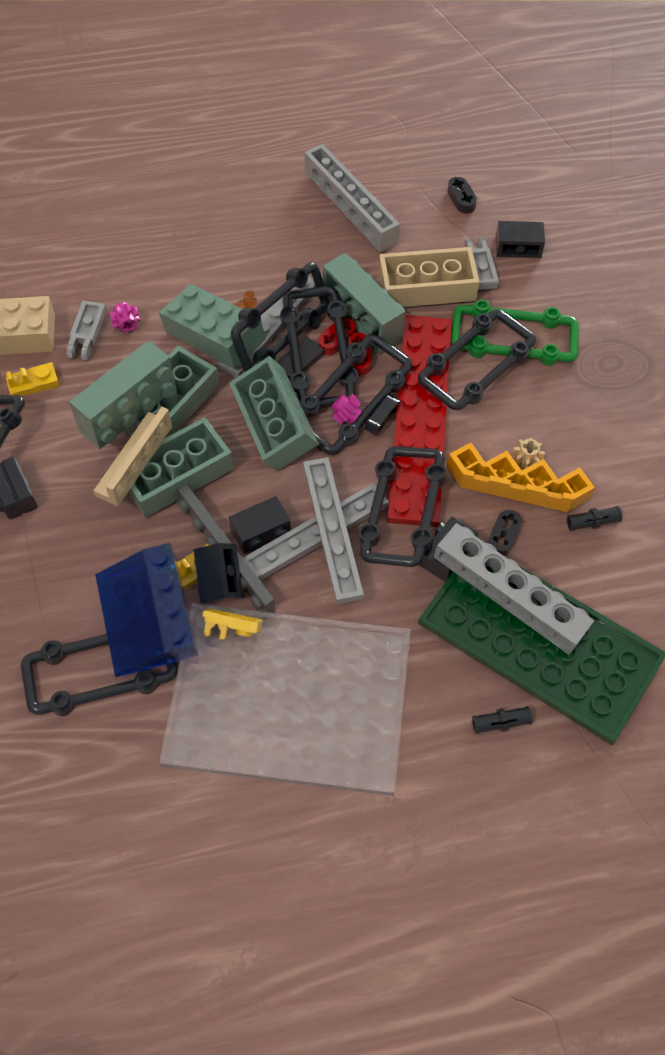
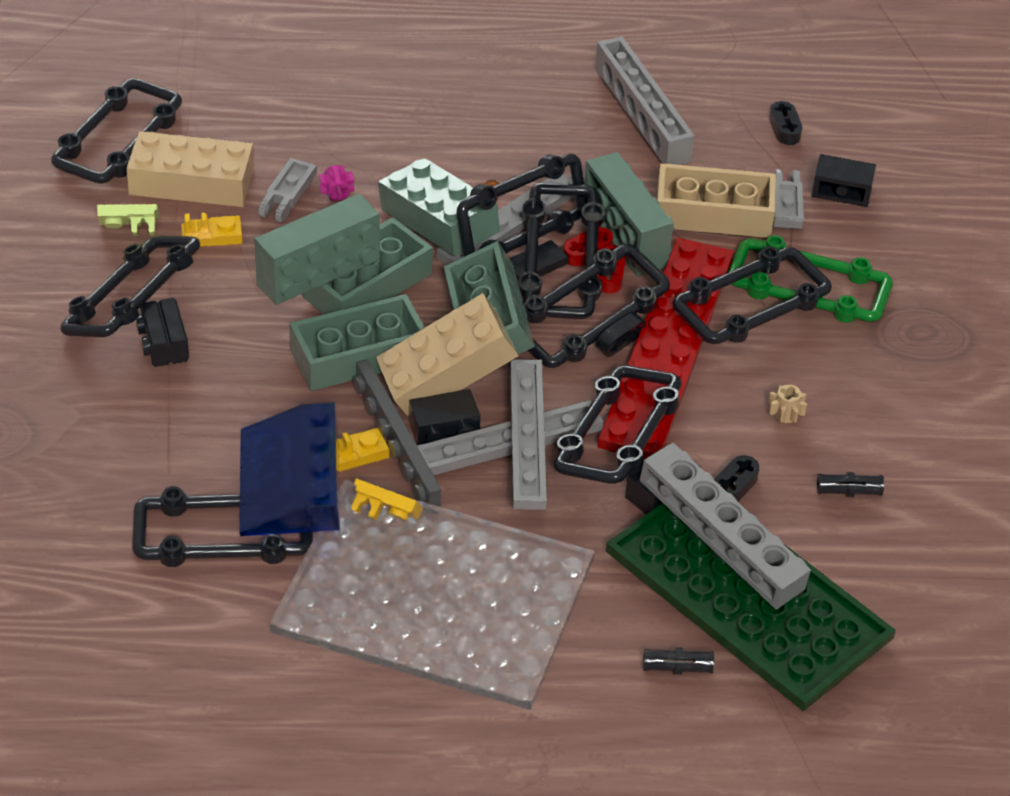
camera: 10 degrees right, 15 degrees down
(134, 457) = (315, 316): tan fence -> none
(218, 573) = (383, 450): black brick -> none
(251, 470) = (448, 353): none -> tan brick
(346, 409) = (578, 319): dark pink gear -> none
(532, 485) = (776, 432): light orange brick -> none

